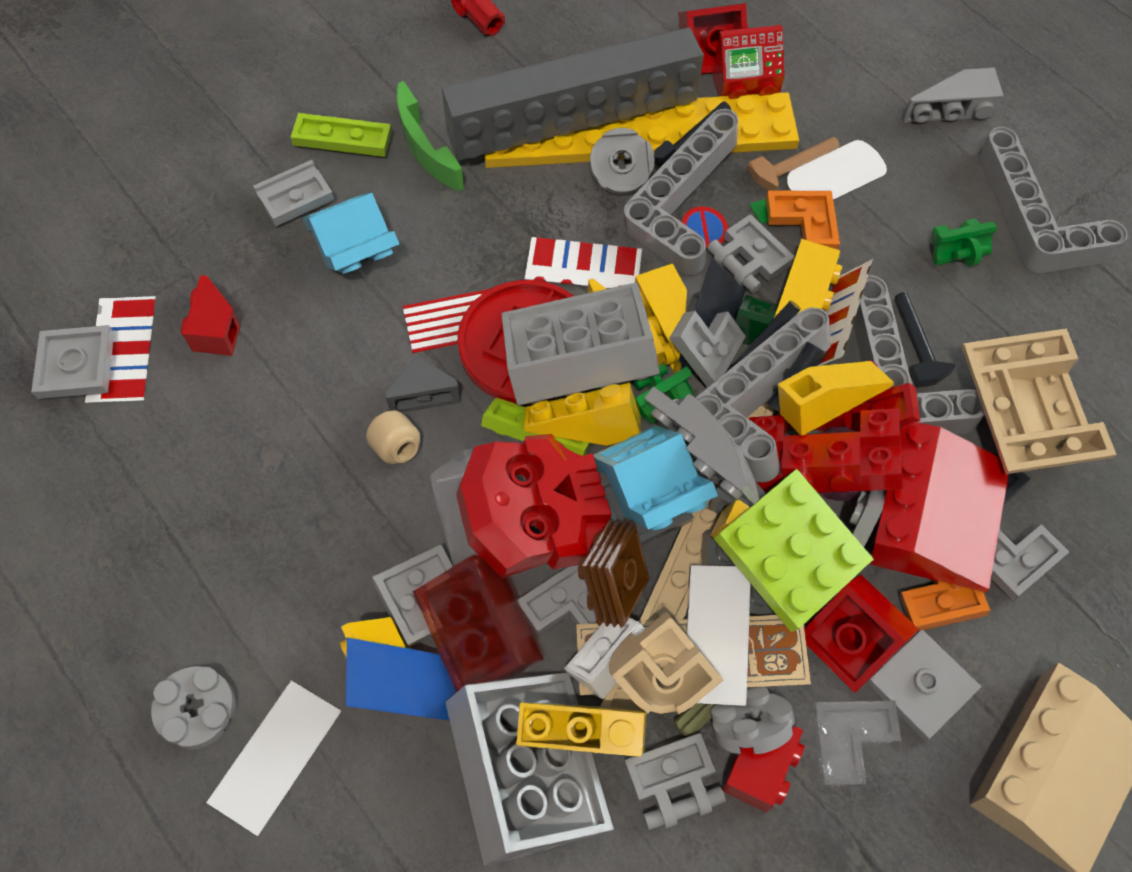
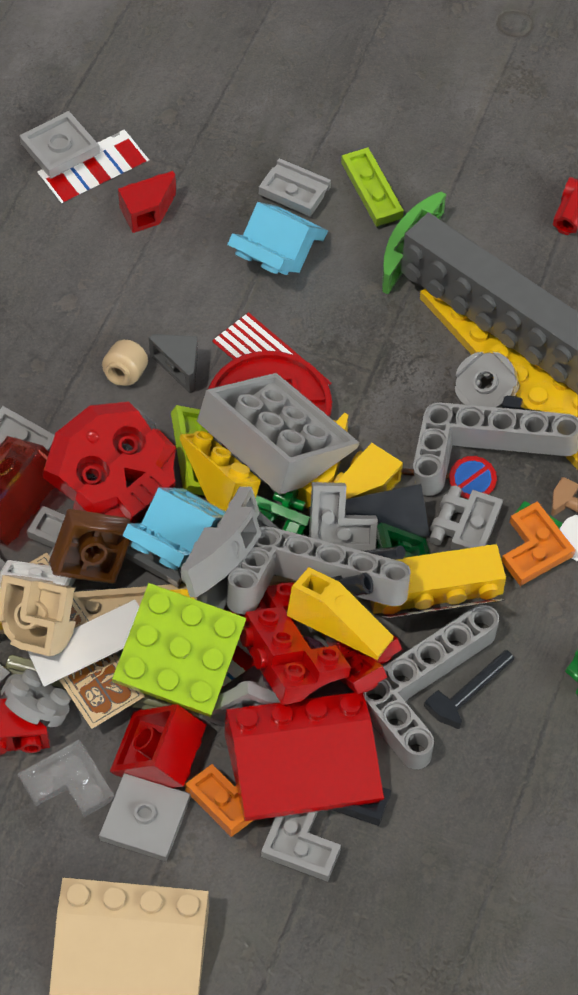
camera: 60 degrees right, 5 degrees down
(579, 261) = (374, 409): sticker -> none
(1034, 402) = (452, 788): tan slope -> none

